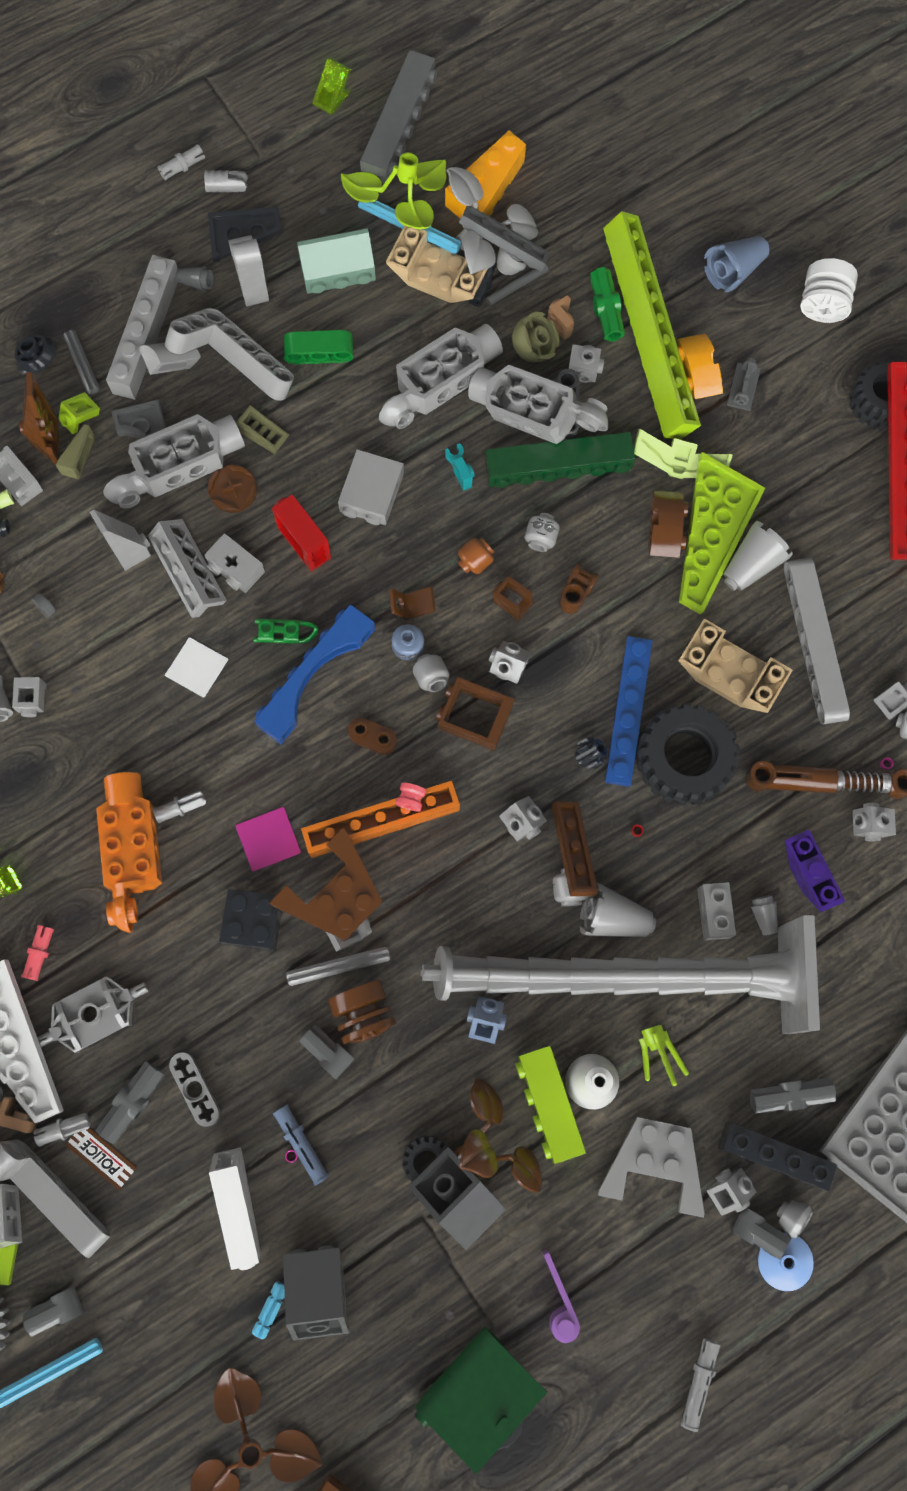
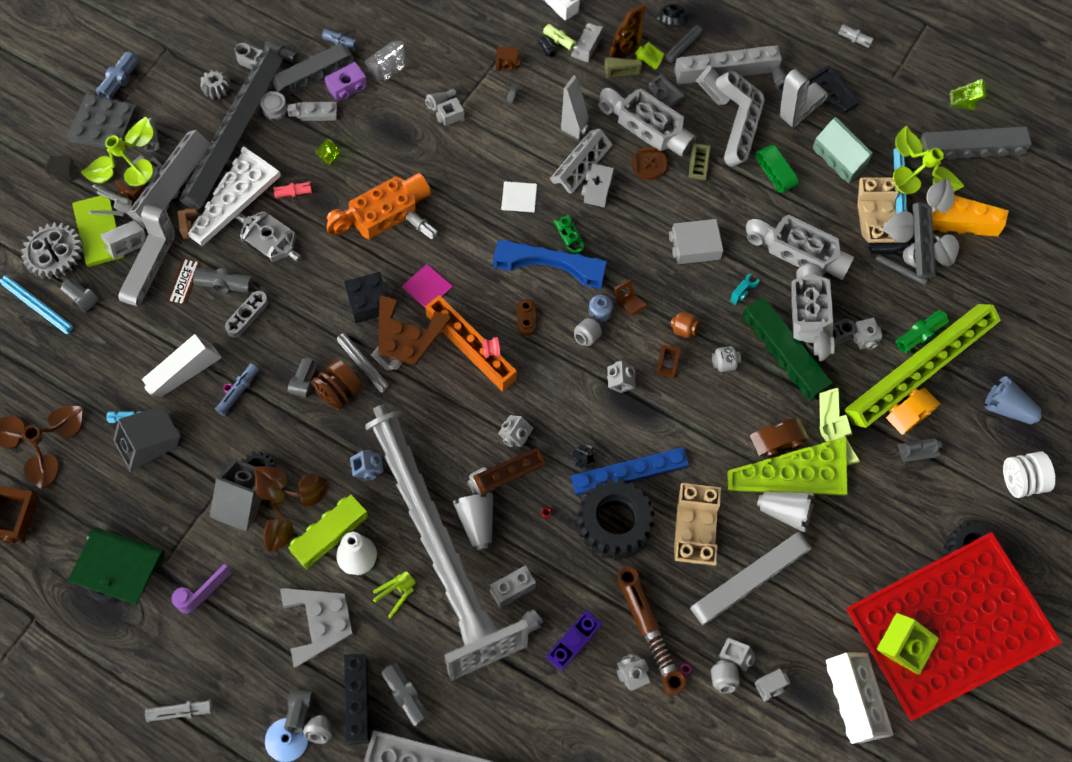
camera: 65 degrees right, 10 degrees down
(62, 1129) = (190, 250): light grey axle -> none
(225, 181) = (858, 65): light grey hinge -> none
(301, 532) = (639, 211): red window -> none
(482, 693) = (574, 389): reddish brown window -> none
(535, 338) = (865, 293): olive cylinder -> none
(561, 317) = (895, 302): medium nougat bracket -> none
(578, 585) = (702, 399): reddish brown piece -> none
(731, 1191) = (318, 675): light grey brick -> none

